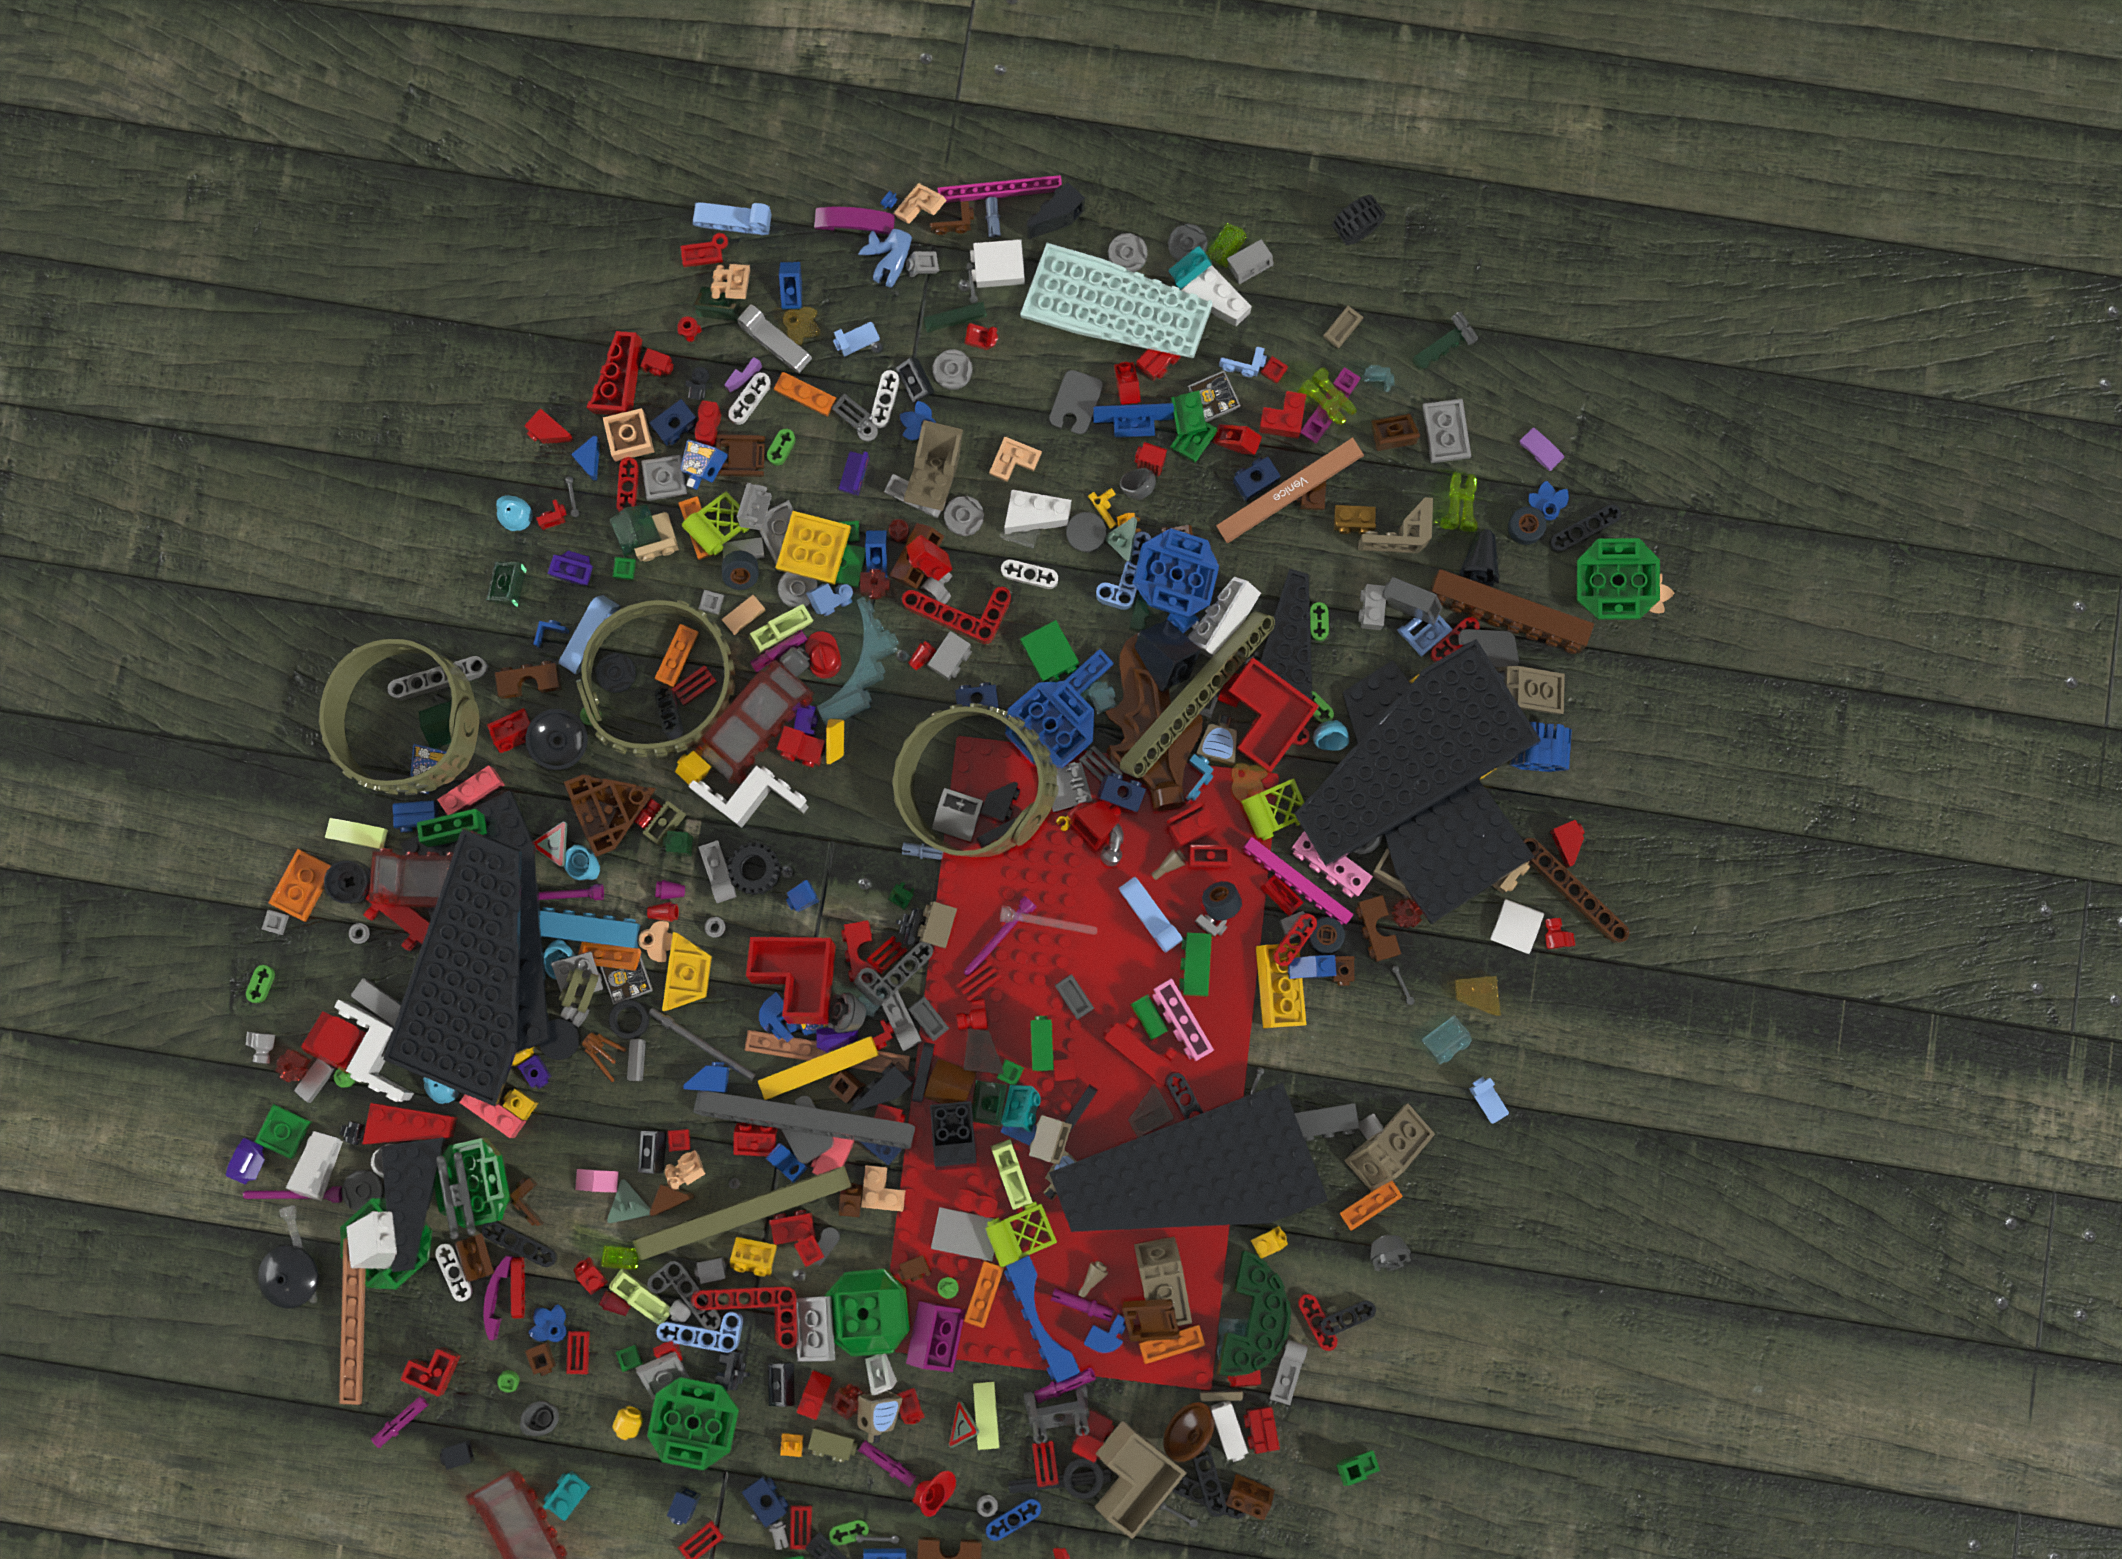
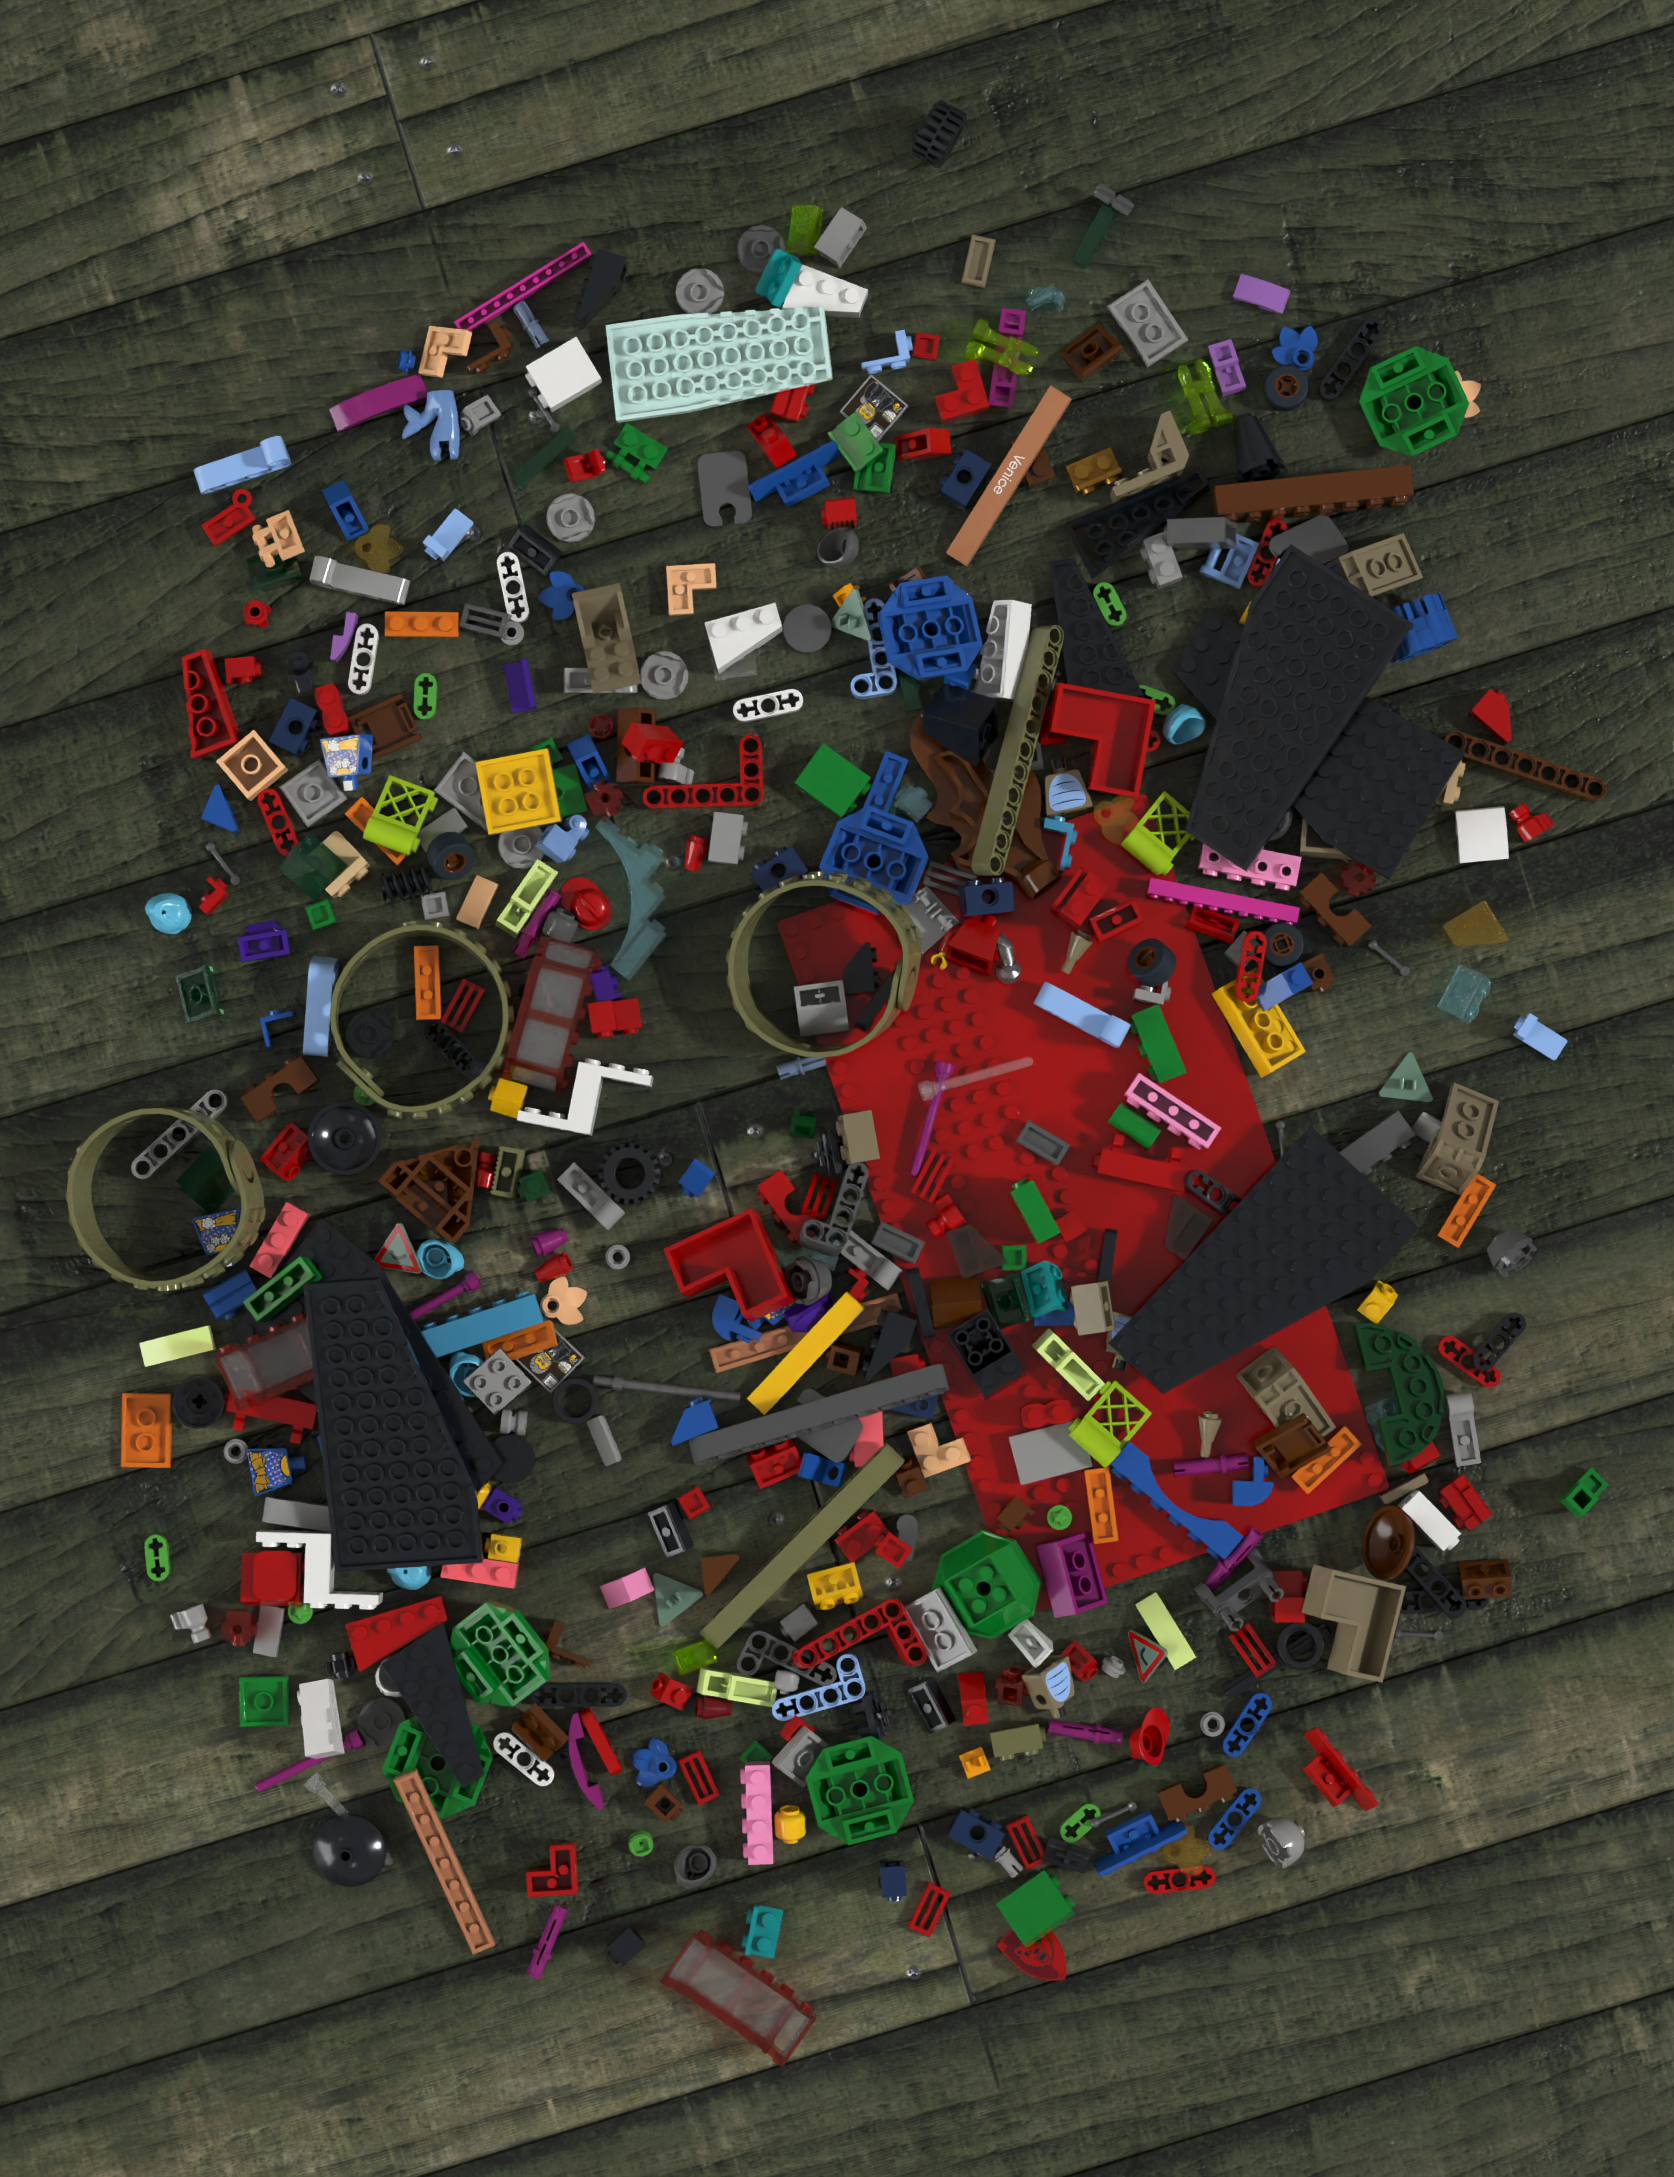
camera: 25 degrees left, 5 degrees up
(246, 1161) = (242, 1752): dark purple slope -> none
(275, 922) = (138, 1483): light grey tile -> none
(372, 1241) = (428, 1765): white slope -> none
(379, 959) = (273, 1468): none -> torso
(456, 1195) = (489, 1676): dark grey piece -> none
(546, 430) = (157, 803): red slope -> none
(574, 979) = (498, 1386): olive brick -> none
(594, 1045) = (551, 1445): dark orange plant -> none
(608, 1403) = (759, 1812): none -> bright pink brick
(686, 973) = (612, 1321): yellow wing -> none
(687, 1170) = (720, 1529): light nougat plate -> none
(697, 575) = (406, 883): none -> black piece
(753, 507) = (430, 778): light grey hinge -> none
(834, 740) = (647, 991): yellow slope -> none
(933, 1423) = (1113, 1666): none -> light grey plate
(1029, 343) = (640, 447): none -> green plate
(1103, 506) = (812, 590): yellow hose -> none
(1352, 567) = (1119, 527): none -> black wing
(1372, 1086) = (1407, 1082): none -> sand green piece
(1490, 490) = (1226, 367): none -> medium lavender slope

